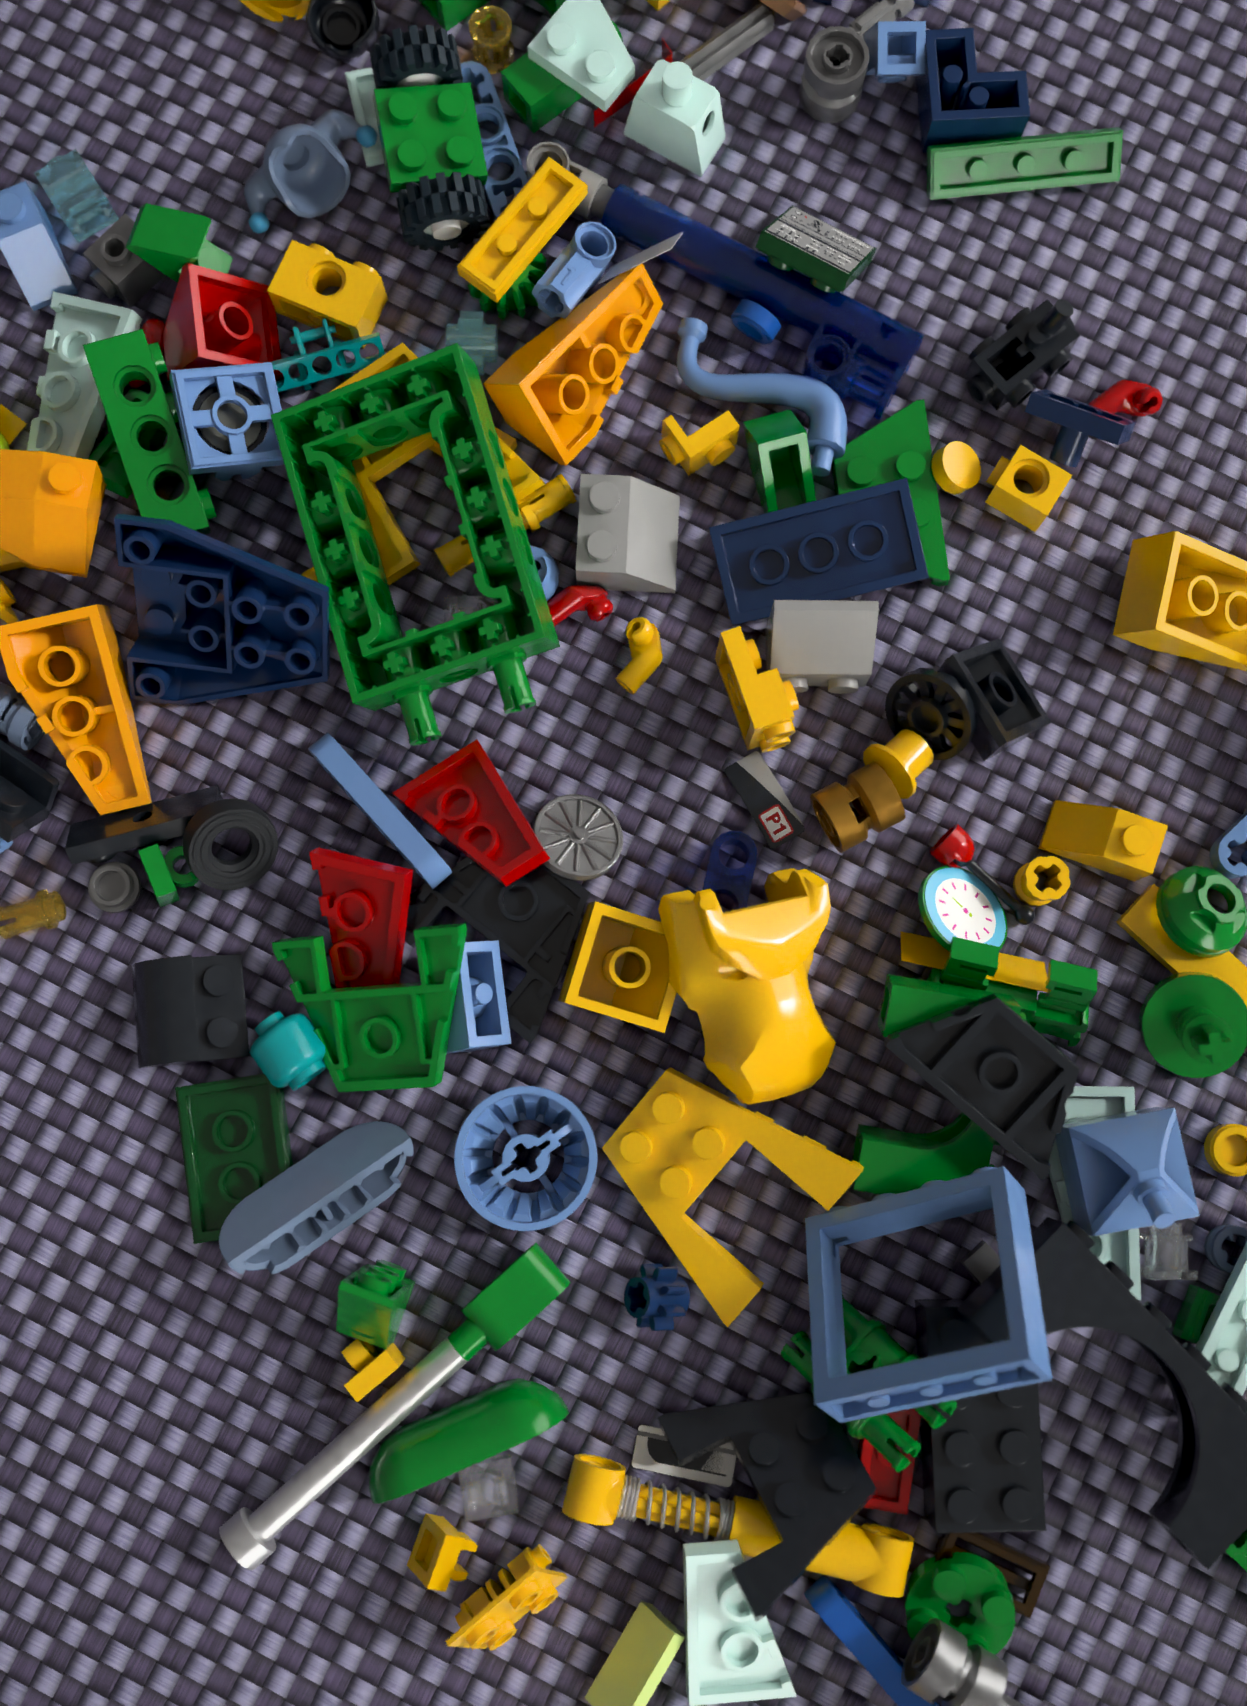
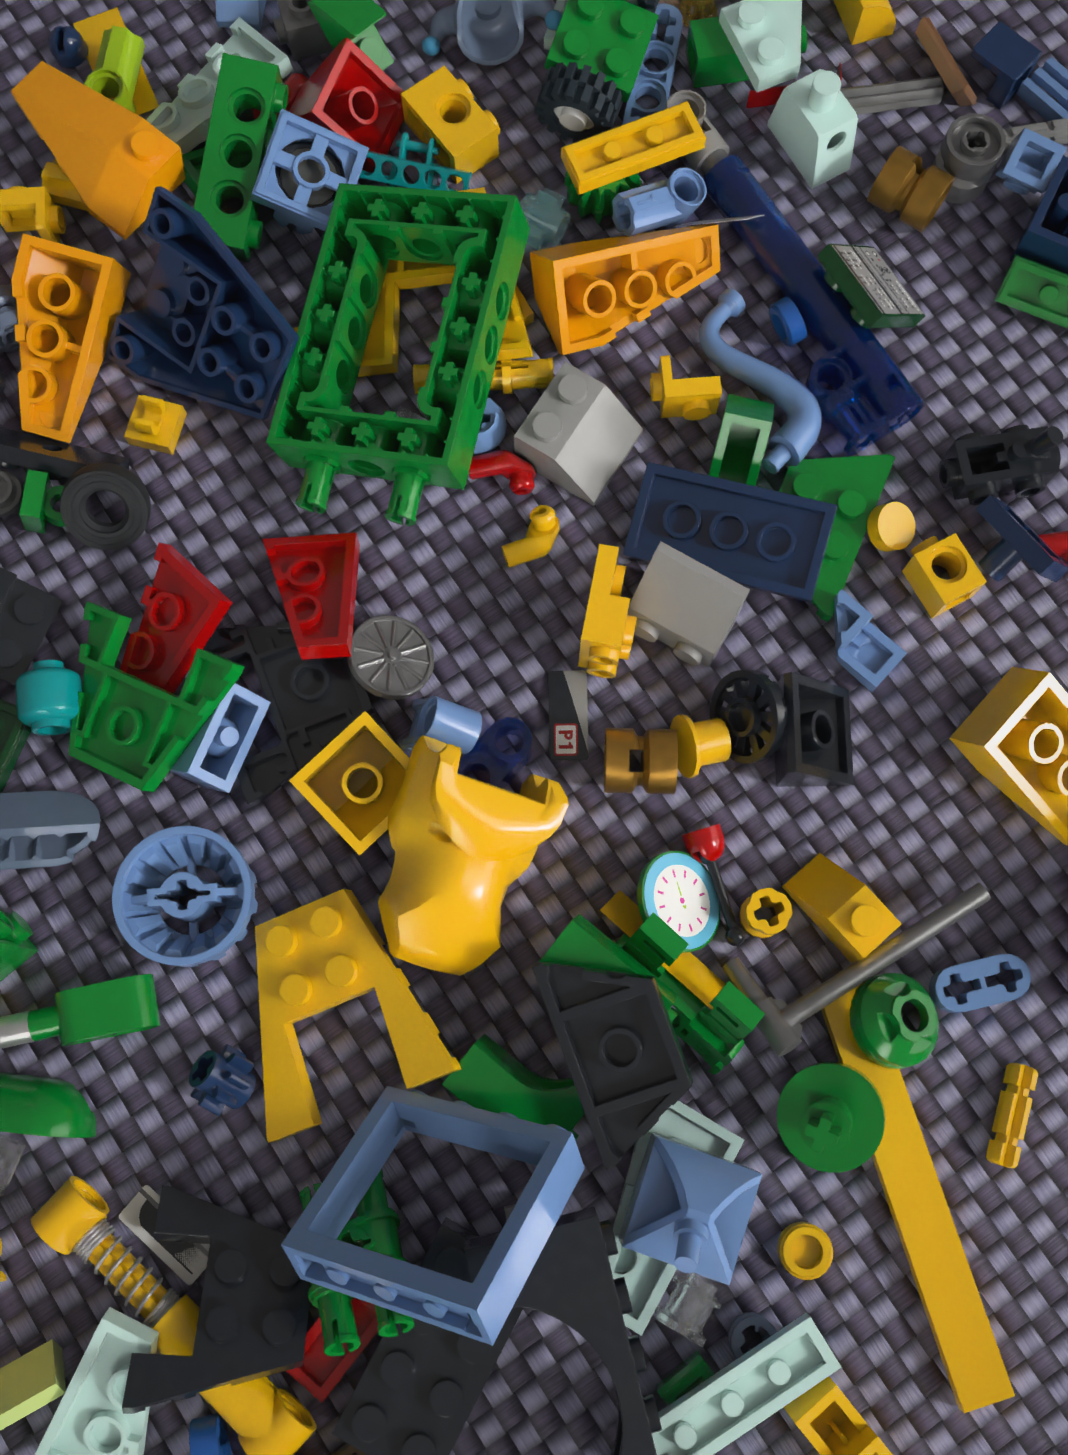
camera: 30 degrees right, 5 degrees down
(222, 739) = (155, 424): none -> yellow tile
(380, 810) = (241, 546): medium blue beam -> none
(667, 873) = (444, 722): none -> medium blue piece
(798, 131) = (910, 188): none -> pearl gold wheel
(990, 592) = (861, 645): none -> medium blue slope
(1115, 972) = (782, 1022): none -> flat silver bar

